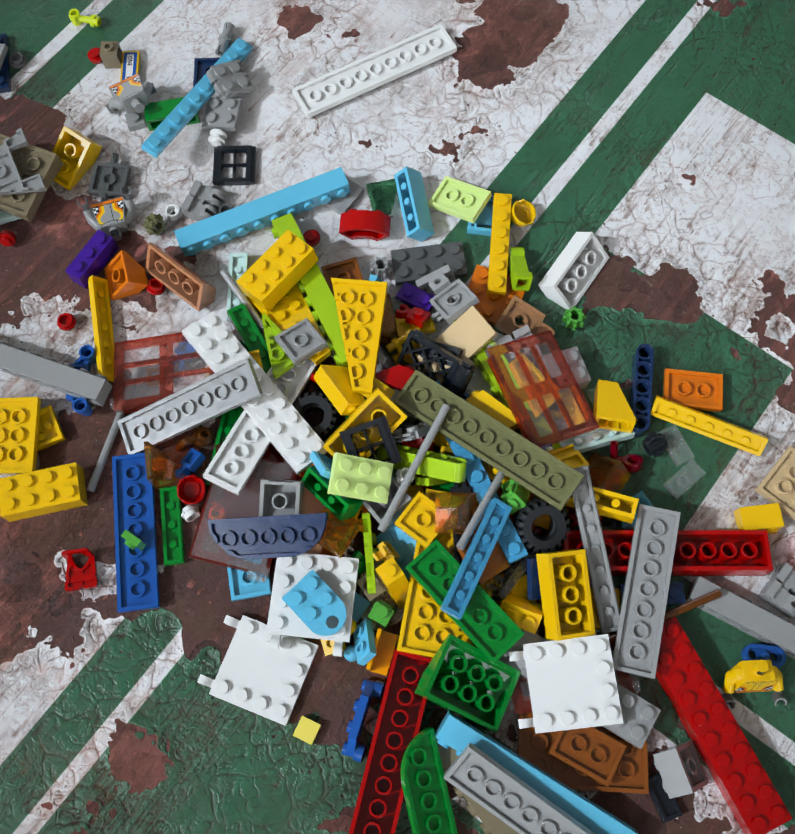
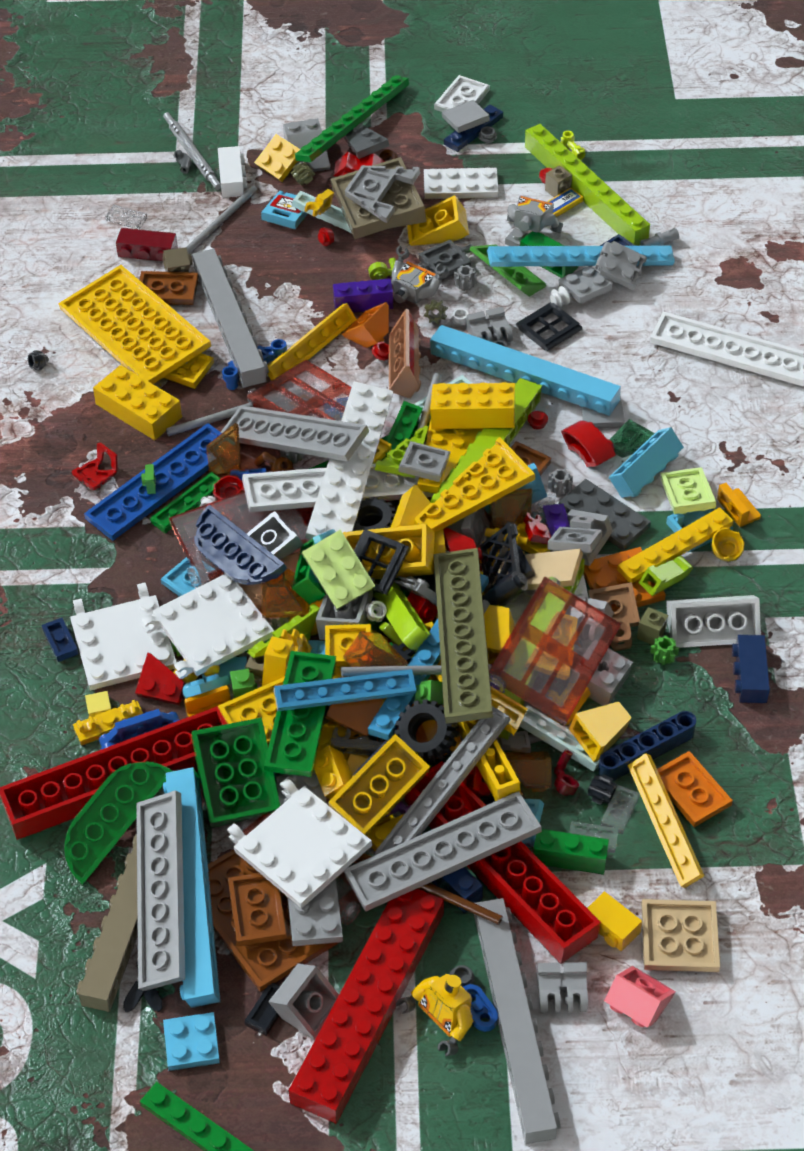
camera: 50 degrees right, 20 degrees down
(45, 112) = (460, 182): none -> white plate
(66, 321) = (293, 320): red plate -> none
(78, 229) = (379, 270): none -> lime plate
(140, 180) = (465, 277): none -> light grey gear
(145, 40) = (595, 192): none -> lime brick
(178, 147) = (518, 276): none -> bright green slope
(223, 717) = (60, 639): none -> dark blue plate
(315, 603) = (205, 621): medium azure plate -> none
(326, 671) = (159, 682): none -> red wing
(330, 734) = (93, 727): none -> yellow plate
(413, 468) = (386, 603): light grey piece -> none
(492, 181) = (737, 505): none -> light orange panel
(552, 309) = (652, 626): none -> olive brick
(630, 280) = (751, 669): none -> dark blue brick
(694, 497) = (571, 851): none -> green brick
(731, 648) = (464, 973): none -> dark grey plate

